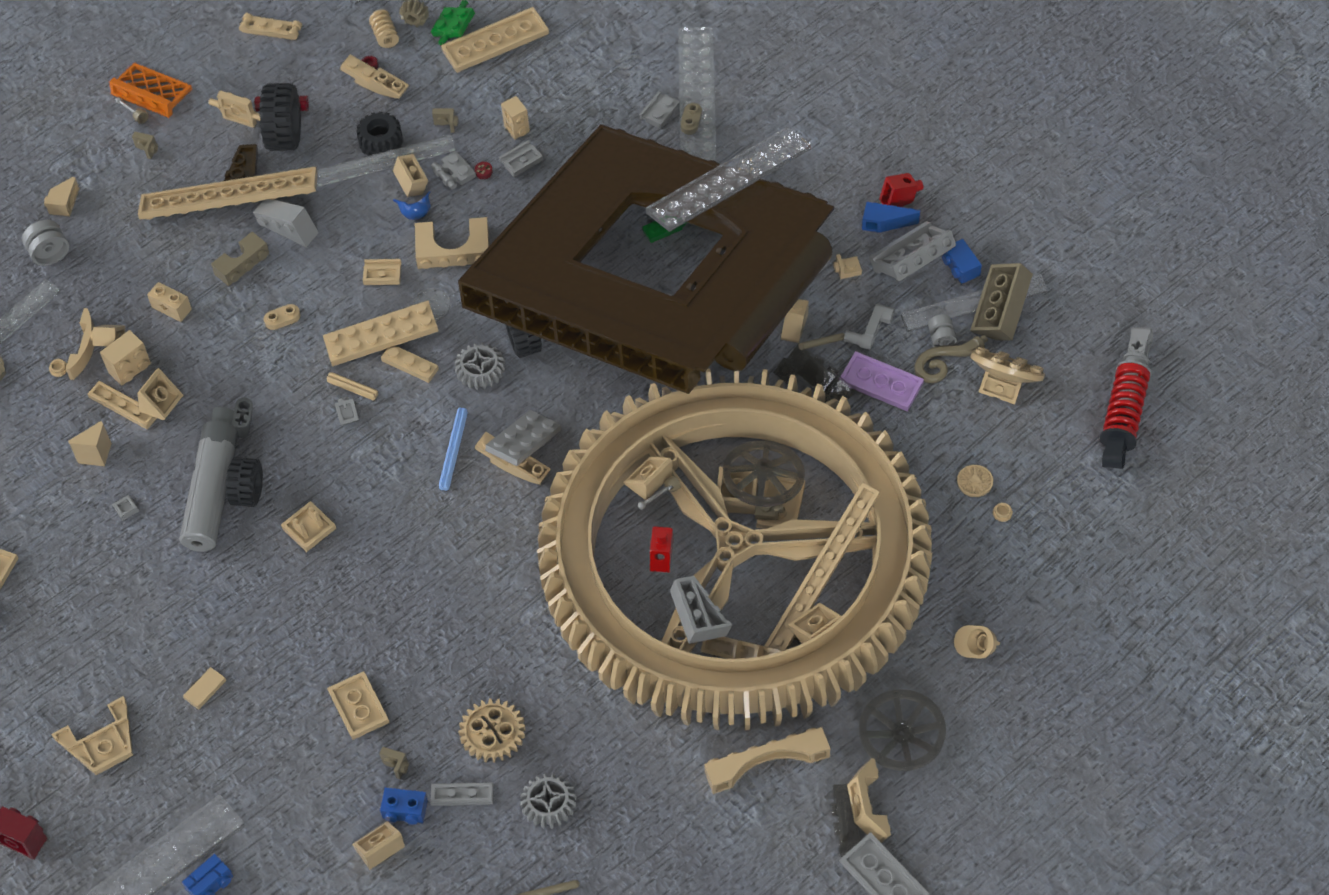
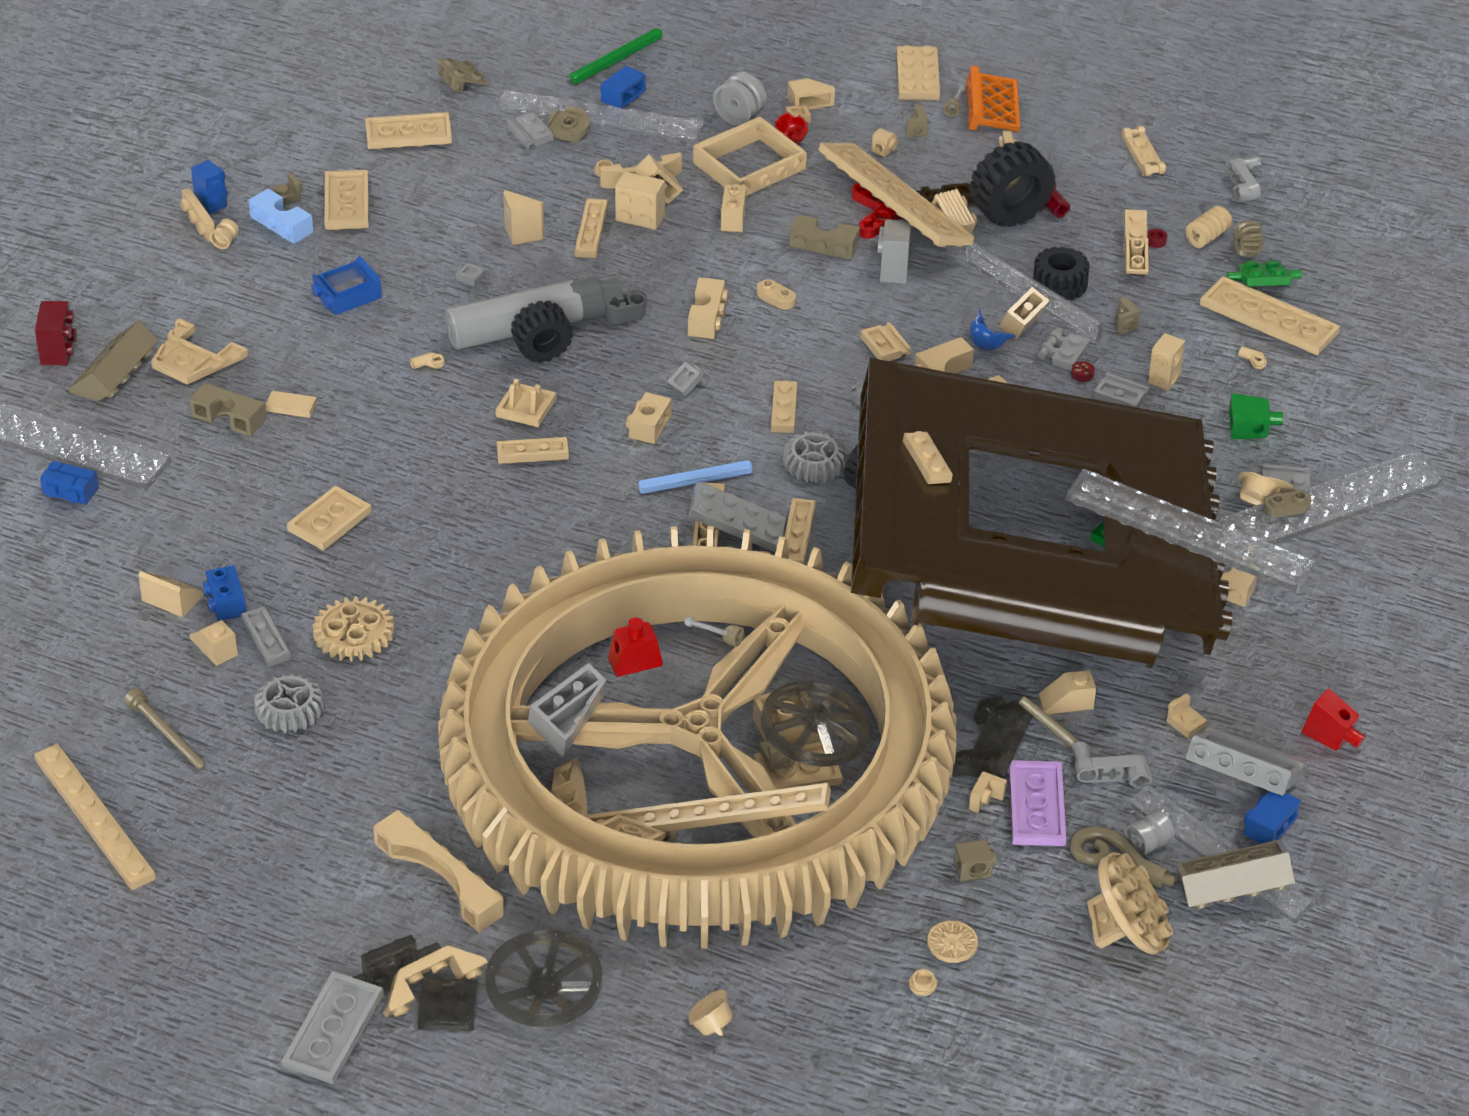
camera: 60 degrees right, 15 degrees down
(76, 802) = (115, 363): none -> dark tan slope
(77, 215) = (799, 110): none -> tan tile
(81, 119) = (918, 73): none -> tan plate
(88, 598) = (347, 286): none -> blue window
(99, 225) = (792, 127): none -> red hair
(109, 241) = (709, 150): none -> tan window
(154, 175) = (884, 142): none -> tan plate
(158, 396) = (612, 239): tan slope -> none
(200, 723) = (244, 413): none -> dark tan arch
(212, 573) = (429, 360): none -> tan arm
(232, 210) = (870, 224): none -> red beam
(262, 357) = (709, 305): none -> tan arch
(269, 164) = (956, 208): none -> tan brick
(352, 386) = (723, 374): tan axle -> none
(363, 541) = (532, 450): none -> tan plate
(372, 442) = (649, 417): none -> tan brick
(380, 333) = (803, 368): tan plate -> none
(395, 759) = (273, 572): dark tan bracket -> none
(450, 830) = (216, 642): none -> tan slope
(531, 67) = (1255, 357): none -> tan arm
(538, 403) = (799, 527): none -> tan tile
(590, 99) = (1251, 417): none -> green torso
(593, 290) = (927, 457): none -> tan plate
(649, 476) = (723, 613): tan slope -> none
(667, 129) = (1257, 487): none -> tan piece
(856, 402) = (985, 788): none -> tan bracket
(885, 217) = (1282, 724): blue slope -> none
(891, 798) = (447, 1004): none -> clear smoke plate
(915, 438) = (974, 860): none -> dark tan brick
(1127, 399) = (1177, 1047): piece -> none

